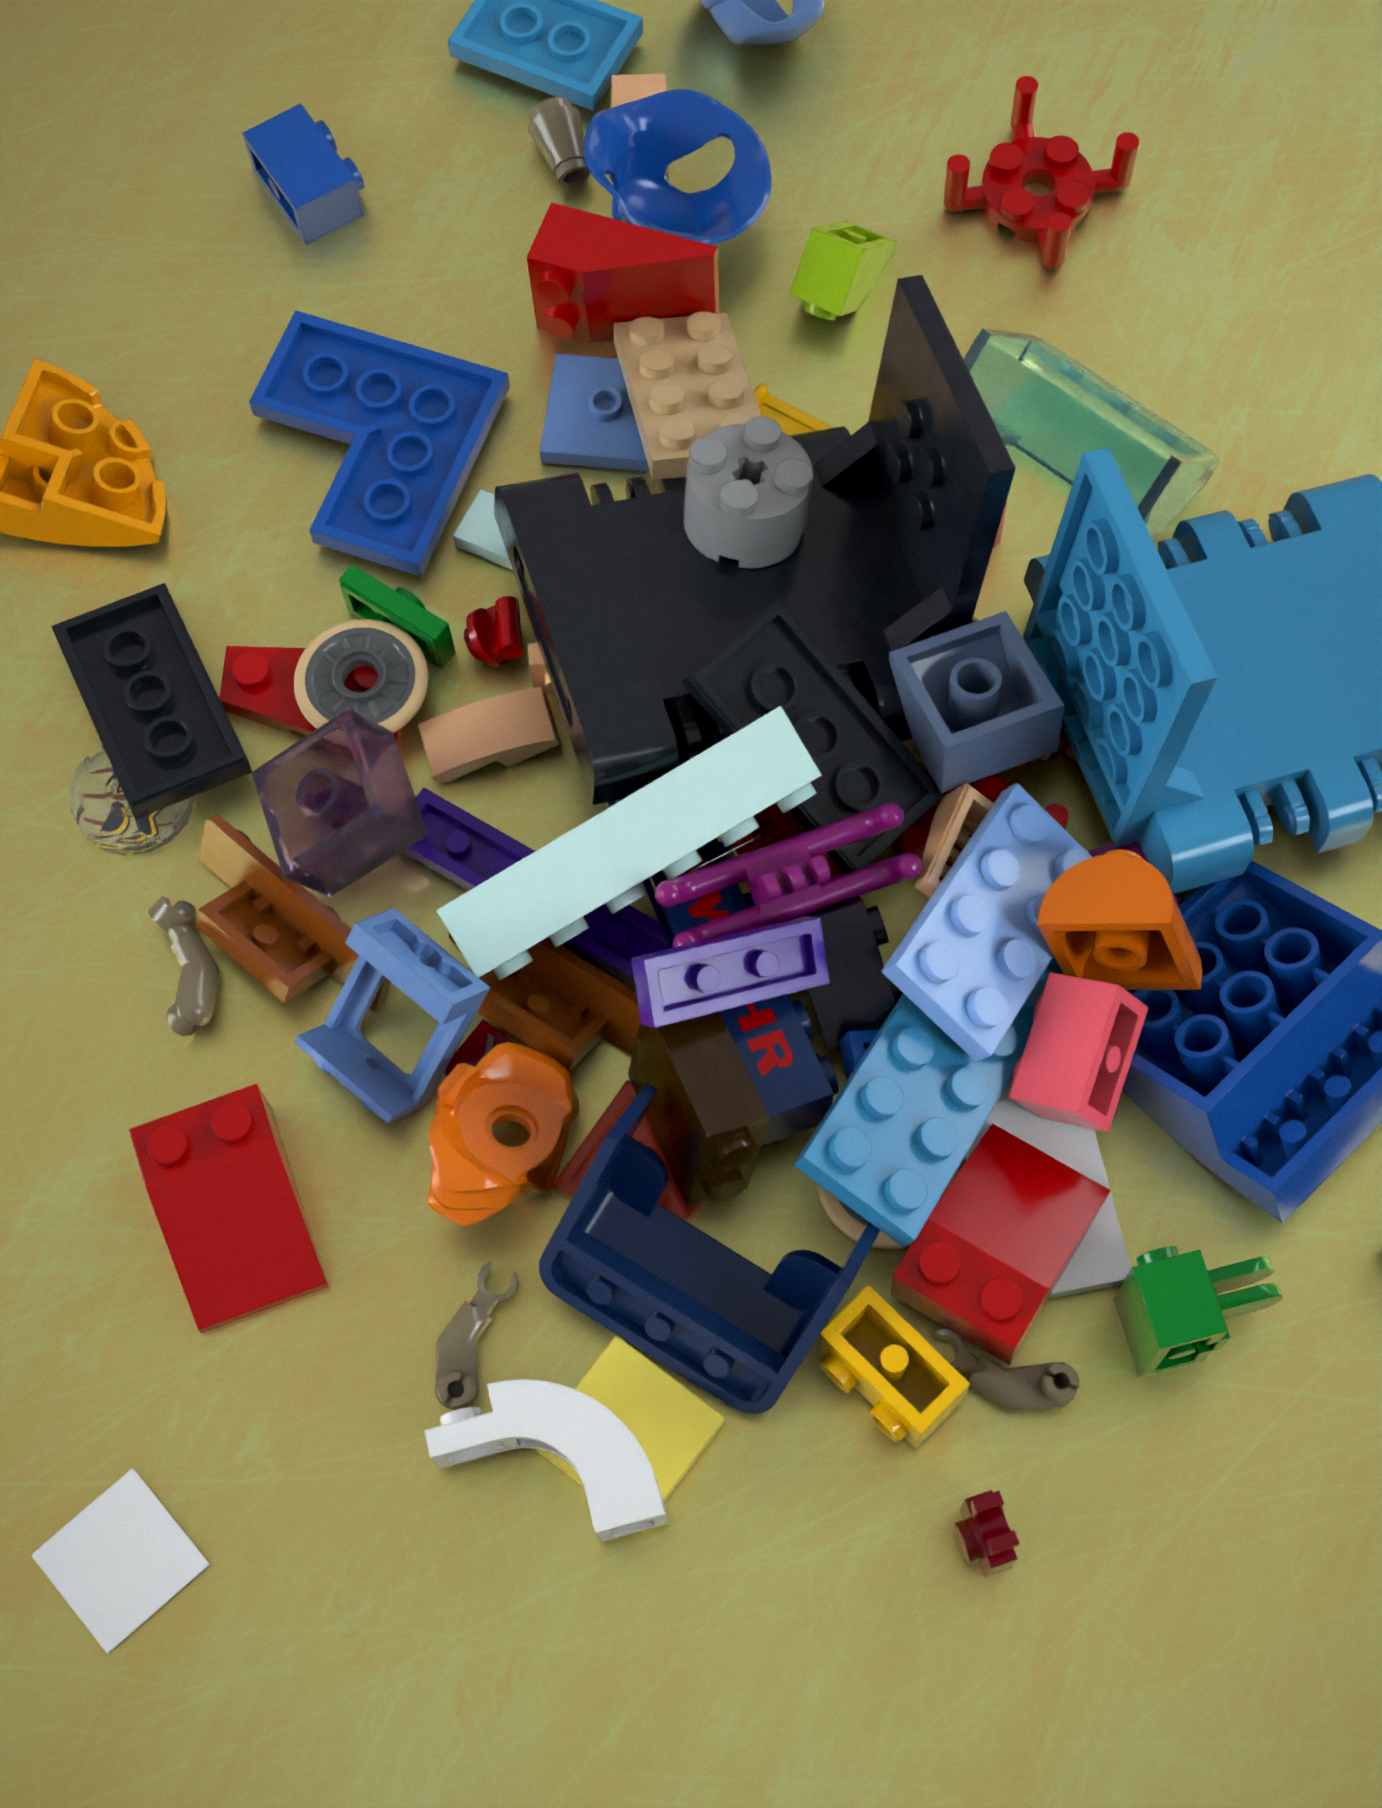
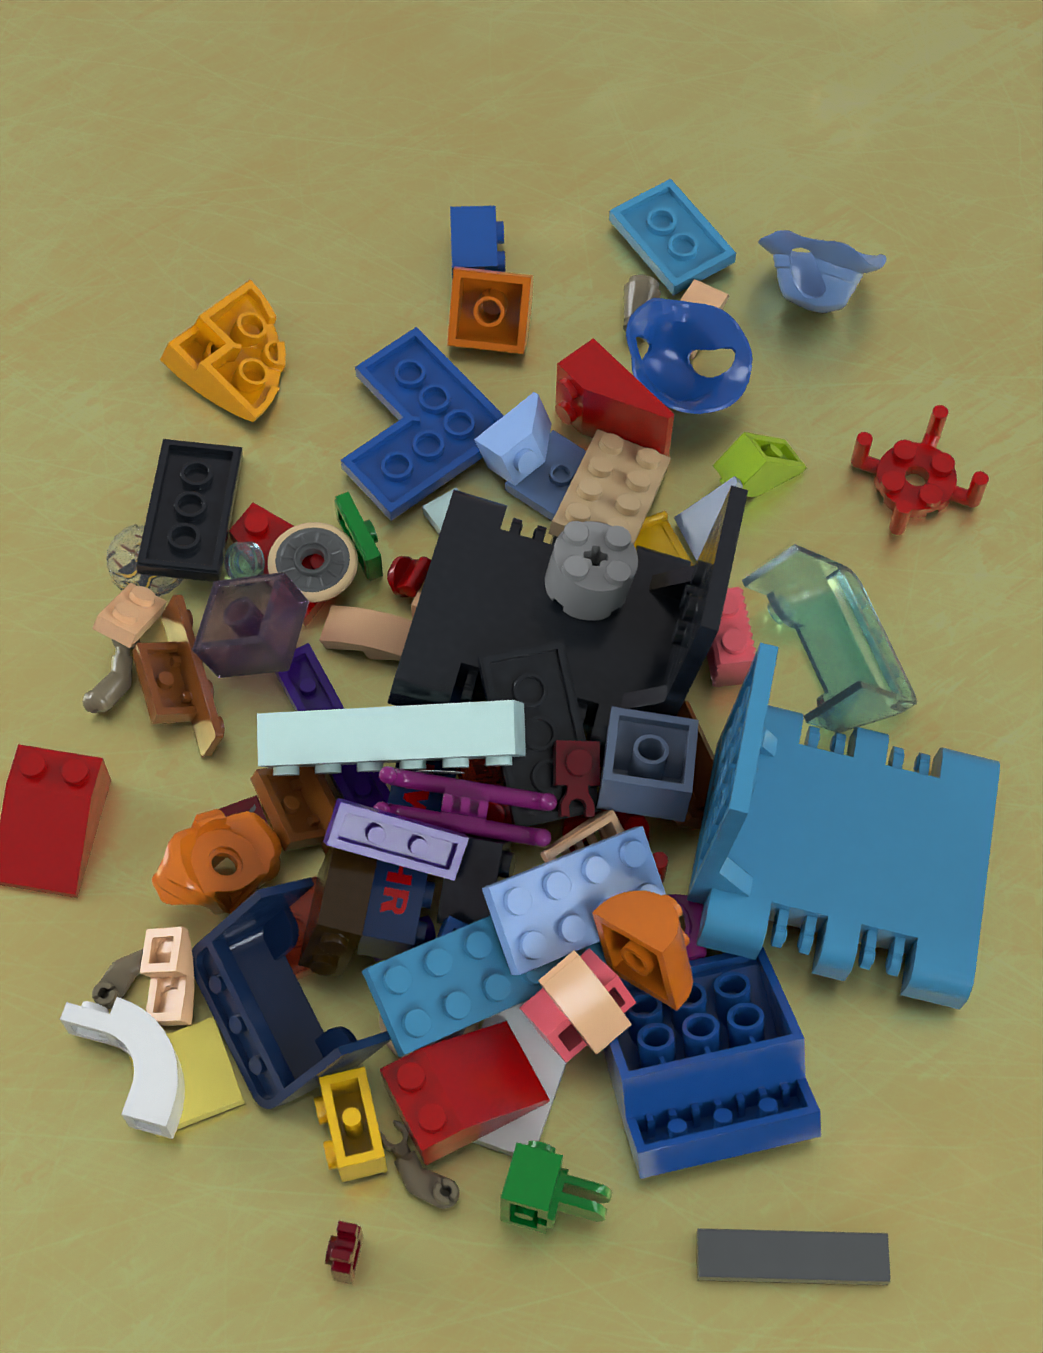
camera: 25 degrees right, 5 degrees down
(163, 877) = (130, 614): none -> light nougat plate
(267, 727) = (244, 560): none -> clear light blue tile
(380, 239) = (490, 310): none -> orange brick
(429, 976) = (231, 752): medium blue window -> none
(523, 391) = (517, 440): none -> light blue slope
(524, 1306) = (170, 965): none -> light nougat slope
(828, 368) = (700, 517): none -> tile
(891, 756) = (577, 768): none -> dark red plate
(1099, 1041) = (585, 1002): none -> light nougat slope

